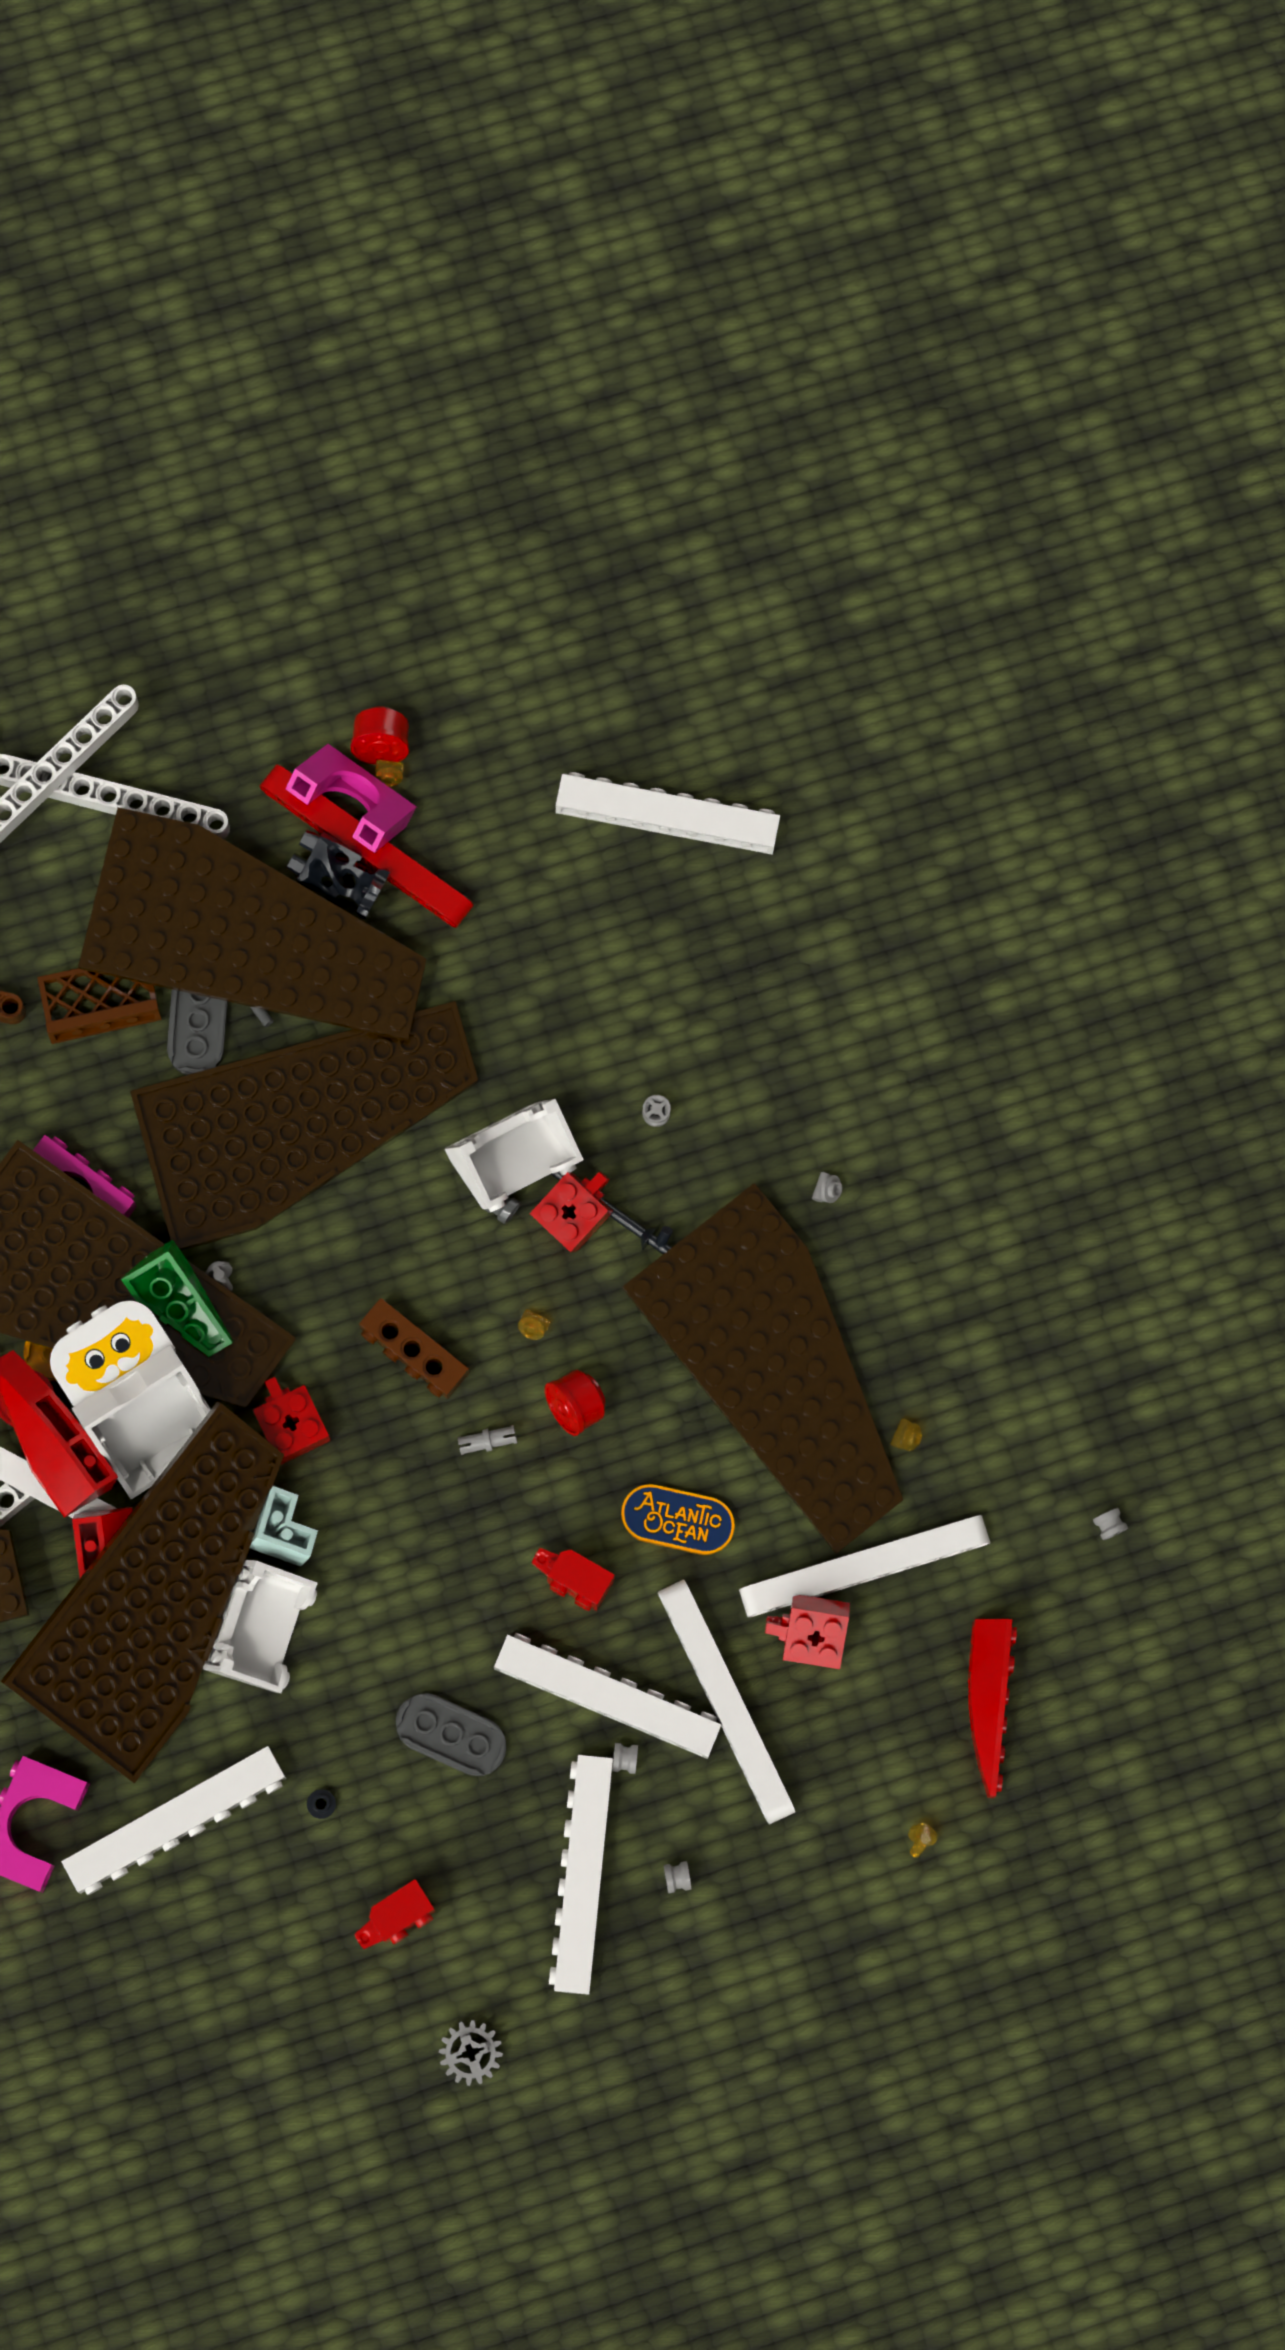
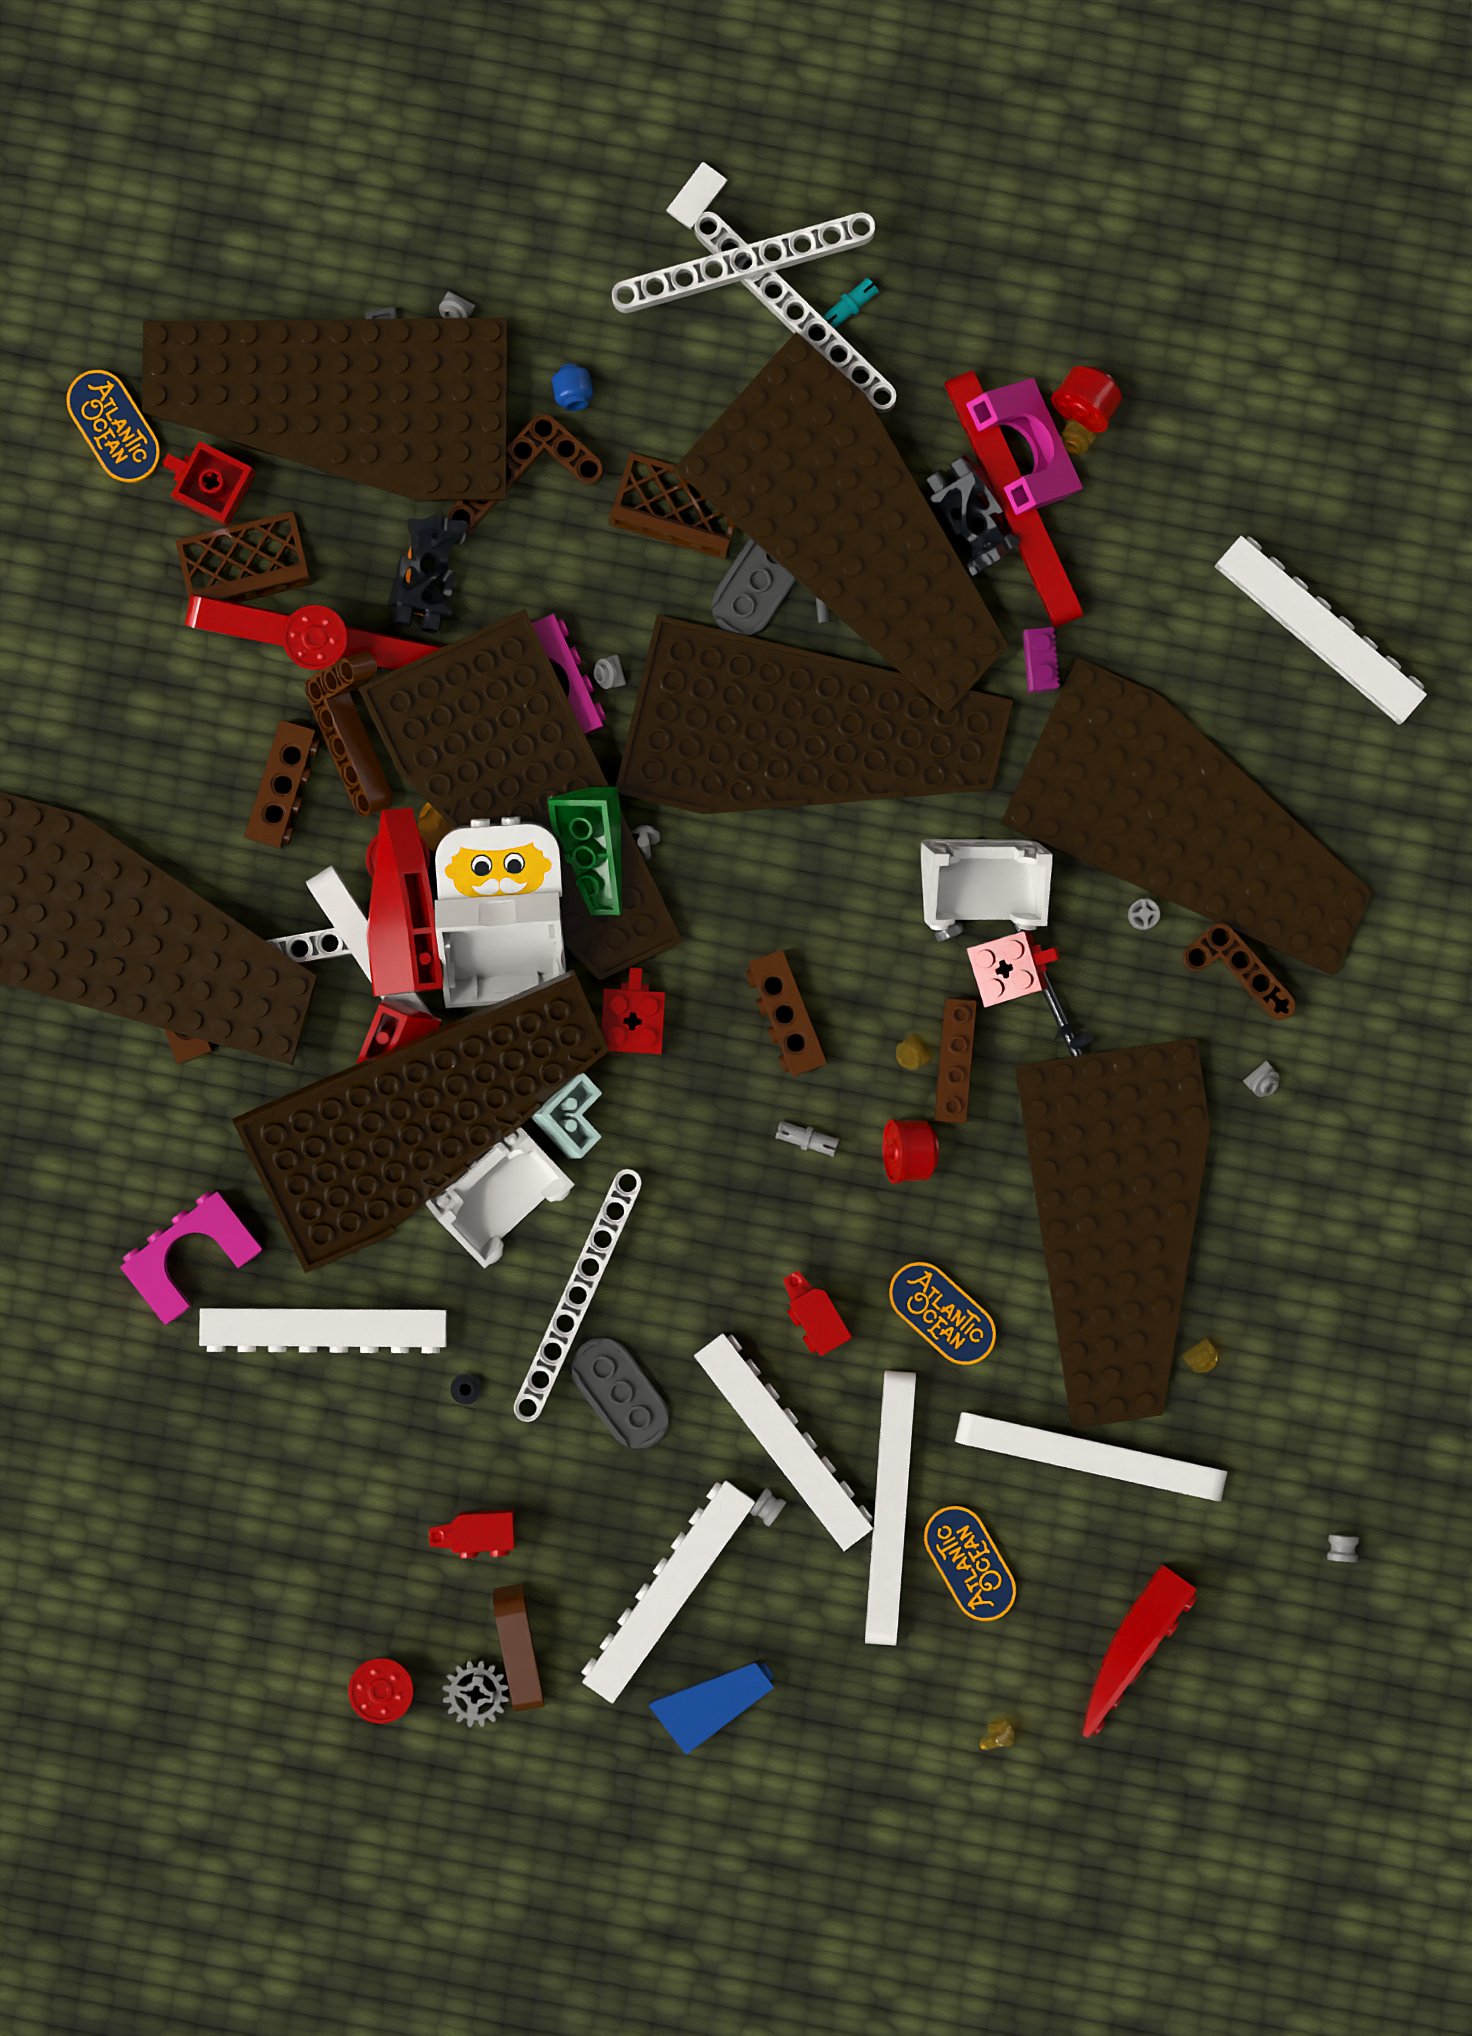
camera: 30 degrees right, 10 degrees up
(117, 1159) = (609, 672): none -> light grey plate
(150, 765) = (850, 303): none -> teal pin
(370, 1658) = (566, 1306): none -> white beam
(389, 2094) = (381, 1690): none -> red wheel
(459, 957) = (1040, 660): none -> magenta brick
(485, 1994) = (517, 1647): none -> reddish brown beam
(572, 1310) = (955, 1061): none -> reddish brown brick
(627, 1021) = (1165, 810): none -> dark brown wing
(669, 1952) = (708, 1705): none -> blue slope
(677, 1877) = (753, 1642): light grey wheel -> none
(763, 1115) = (1243, 976): none -> reddish brown beam
(798, 1629) = (1006, 1490): hinge -> none
(817, 1710) = (969, 1563): none -> tile

